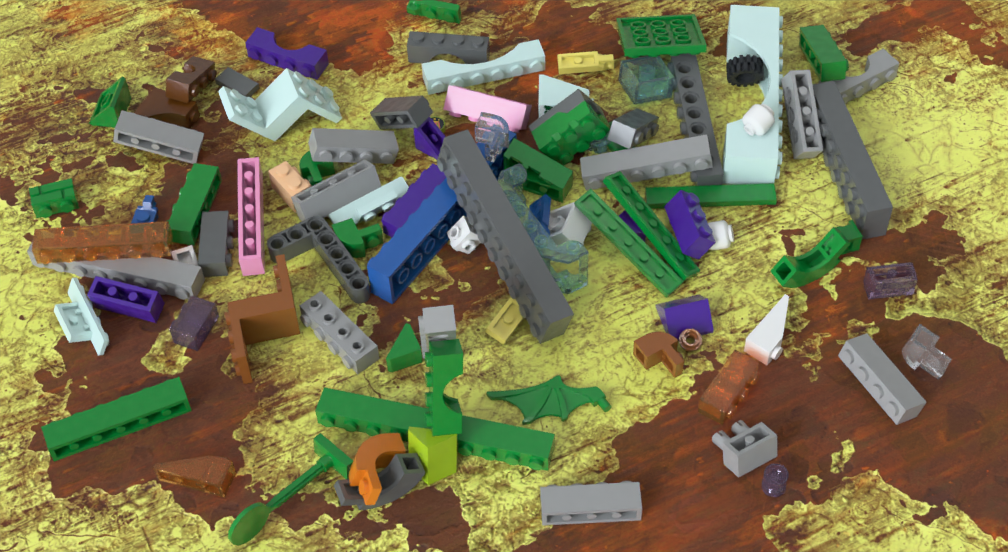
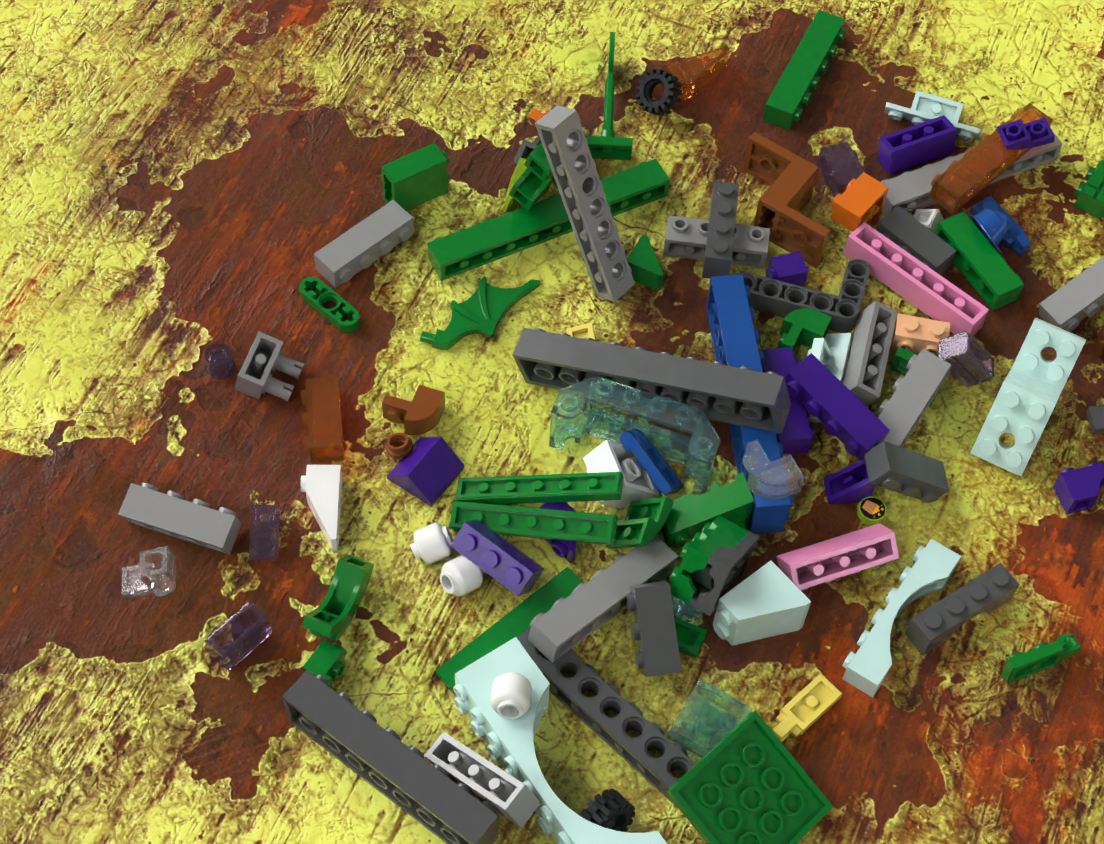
camera: 135 degrees right, 5 degrees up
(69, 226) = (1028, 135): none -> dark purple slope
(159, 208) = (992, 225): none -> blue piece
(225, 273) = (859, 203): none -> orange brick
(241, 474) = (669, 97): none -> black tyre
(287, 147) = (967, 359): none -> brick
(313, 337) = (720, 229): none -> dark grey arch
(317, 279) = (788, 269): none -> dark purple brick
(404, 159) = (835, 406): none -> dark purple brick
(508, 519) = (416, 177): none -> green brick
(579, 180) = (642, 522): none -> green slope
(652, 486) = (327, 294): none -> green beam
(720, 264) = (432, 543): none -> white head
(826, 339) = (264, 533): none -> slope

